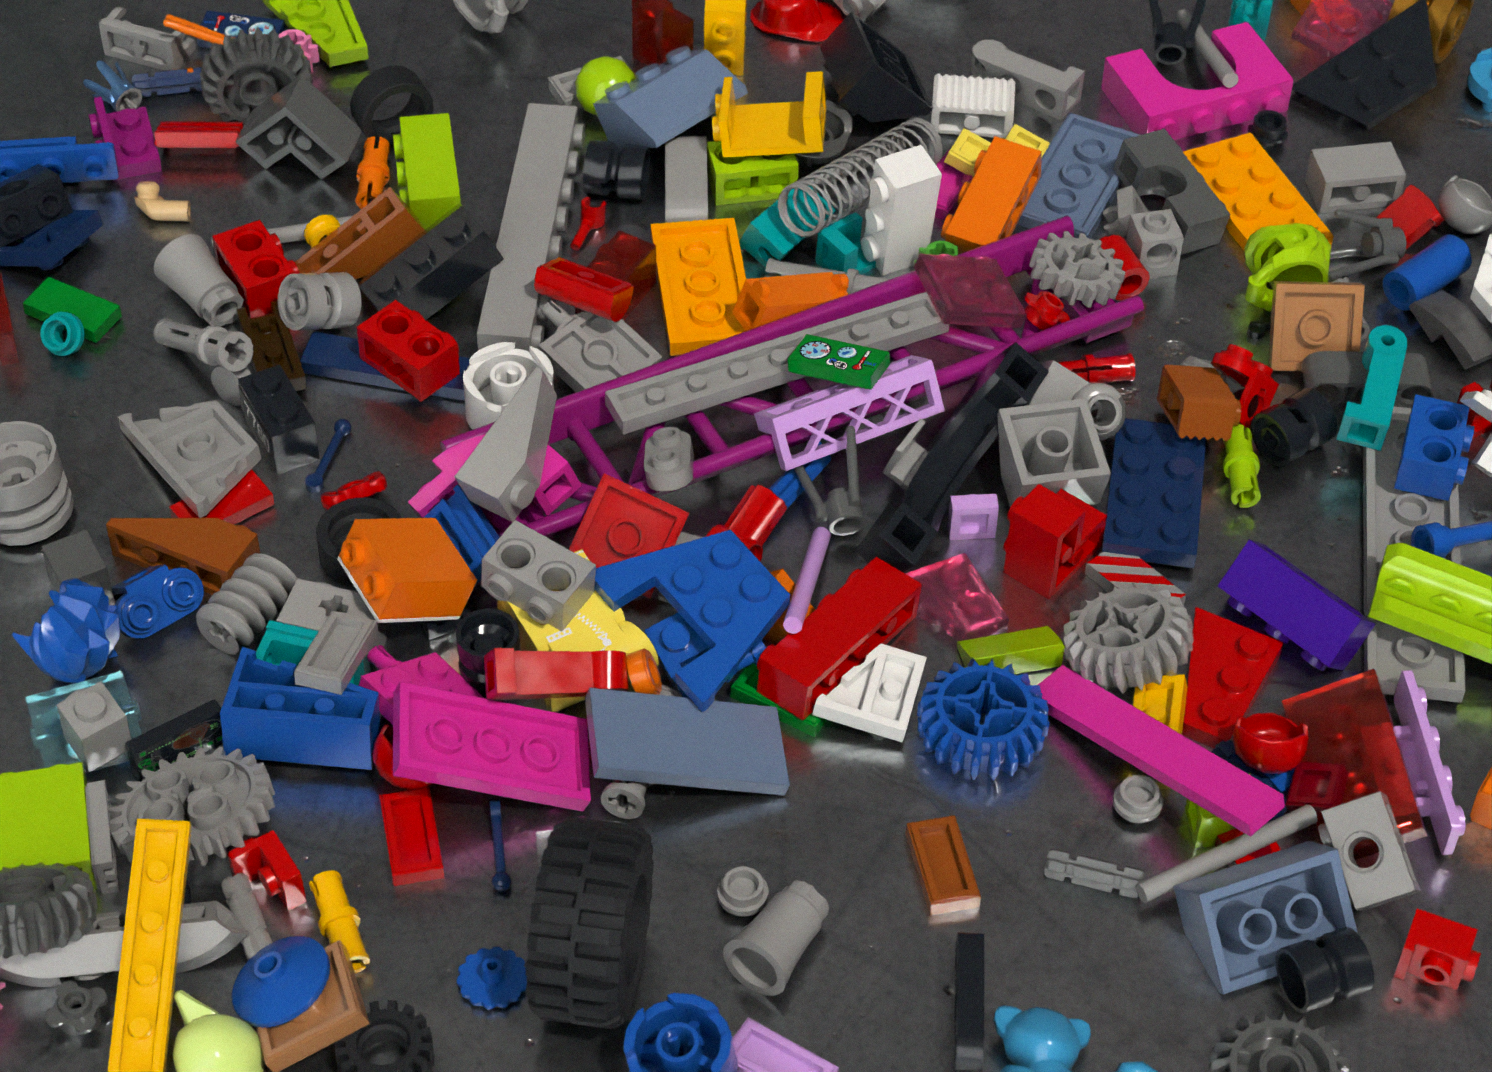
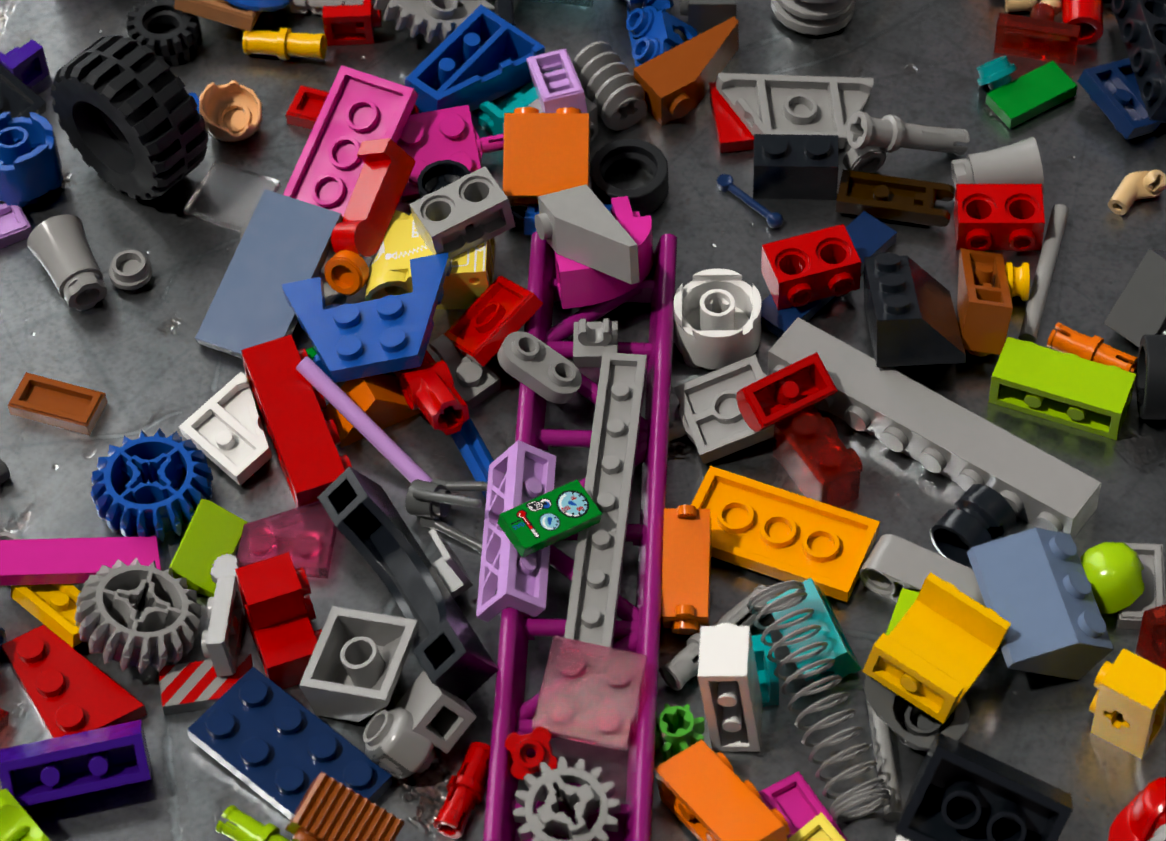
camera: 125 degrees right, 5 degrees up
(296, 588) = (557, 87): none -> lavender slope
(319, 301) = (912, 228): light grey wheel -> none
(336, 652) = (490, 86): light grey tile -> none
(358, 488) = (688, 194): red piece -> none
(479, 908) = (230, 111): none -> light nougat hair
(501, 880) = (255, 147): dark blue hinge -> none
(590, 219) = (935, 489): red hand -> none
(605, 446) = (593, 339): none -> light grey tile
(972, 516) = (358, 587): lavender plate -> none
(1072, 582) = (226, 617): none -> light grey hinge

